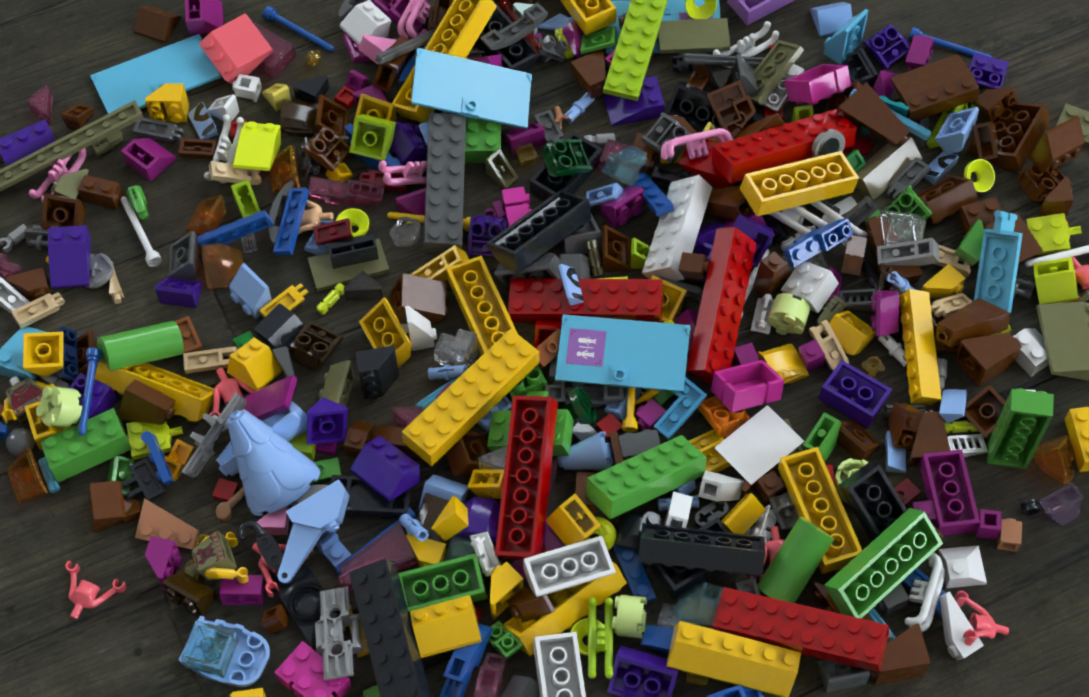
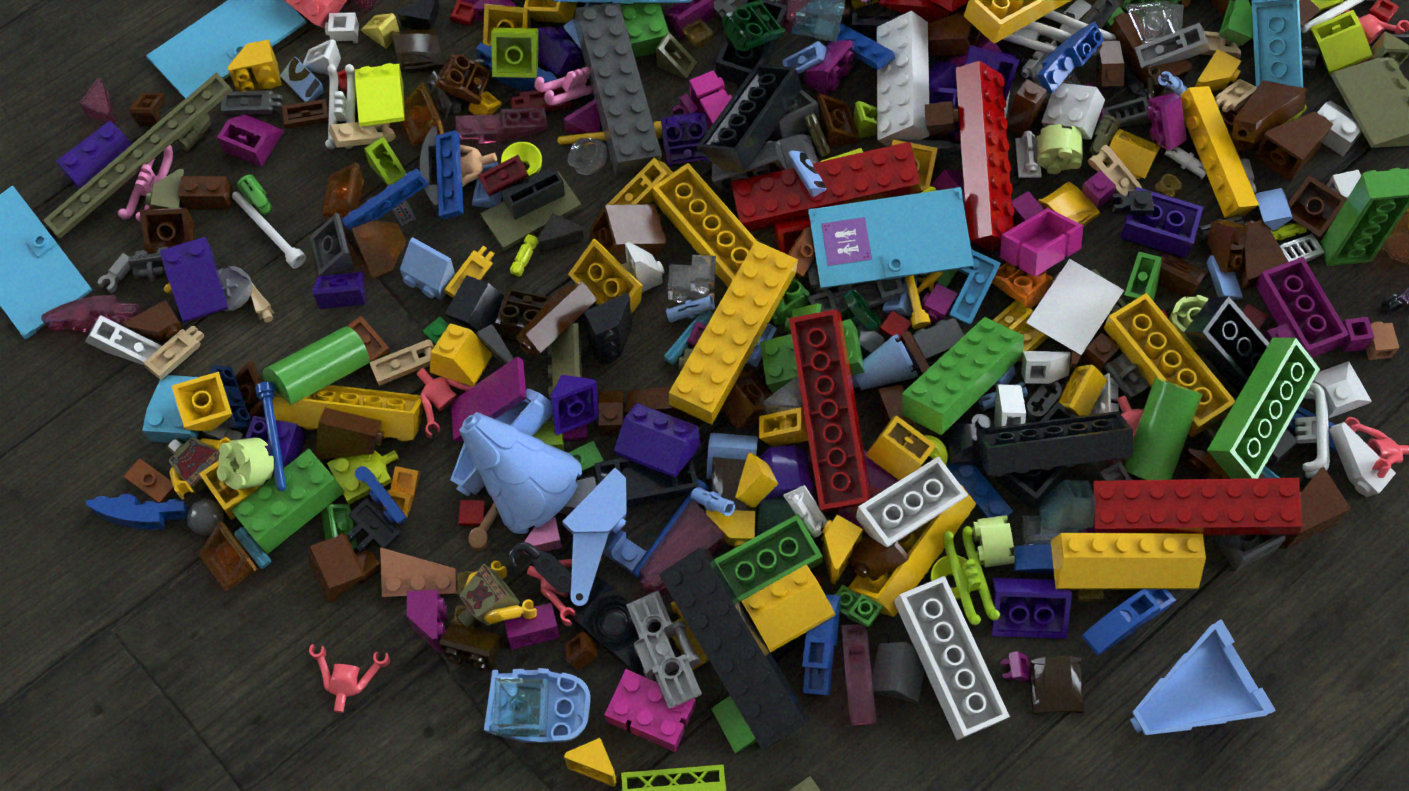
camera: 15 degrees left, 5 degrees up
(206, 443) = (434, 461): light grey piece -> none
(331, 116) = (455, 39): reddish brown slope -> none
(335, 352) = (555, 317): none -> slope
(406, 415) = (662, 372): clear pink slope -> none
(836, 372) = (1136, 202): none -> black plate

